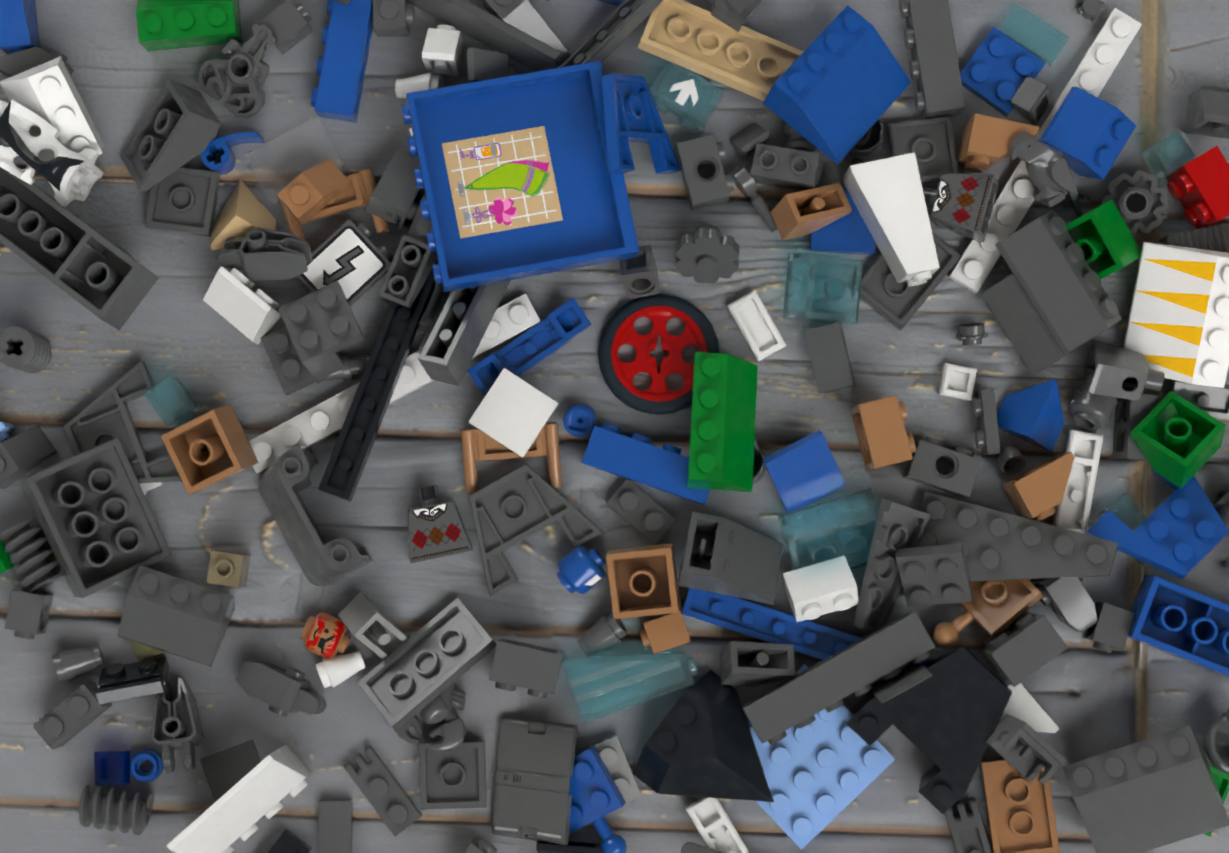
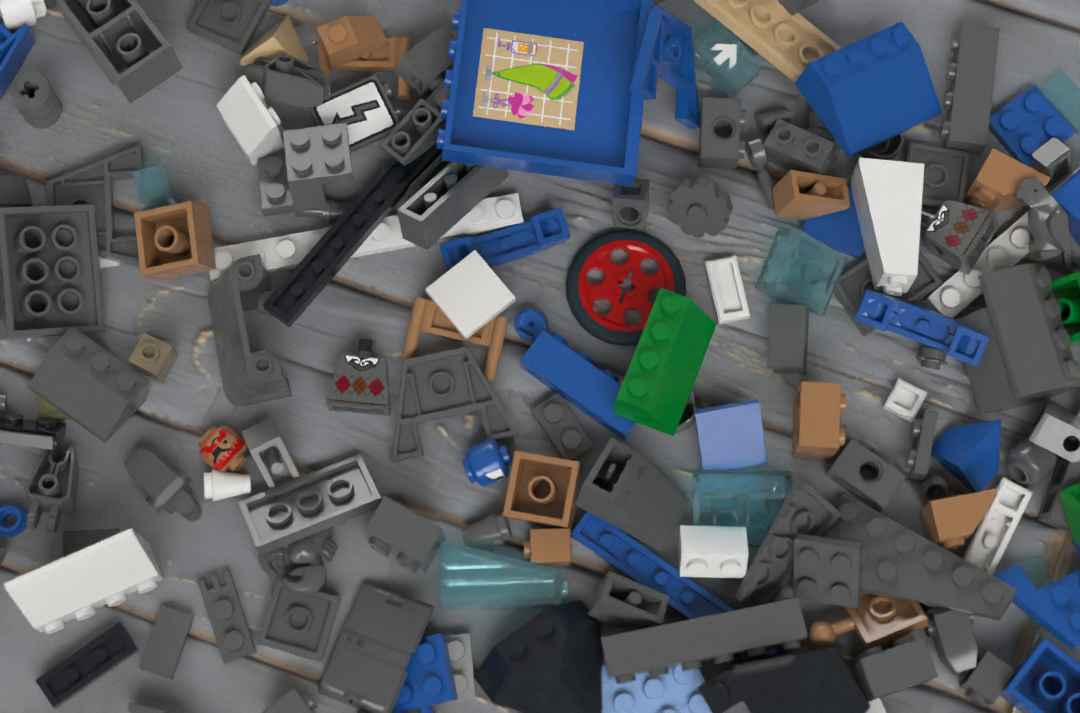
camera: 20 degrees right, 10 degrees down
(956, 306) = (923, 326): none -> blue slope

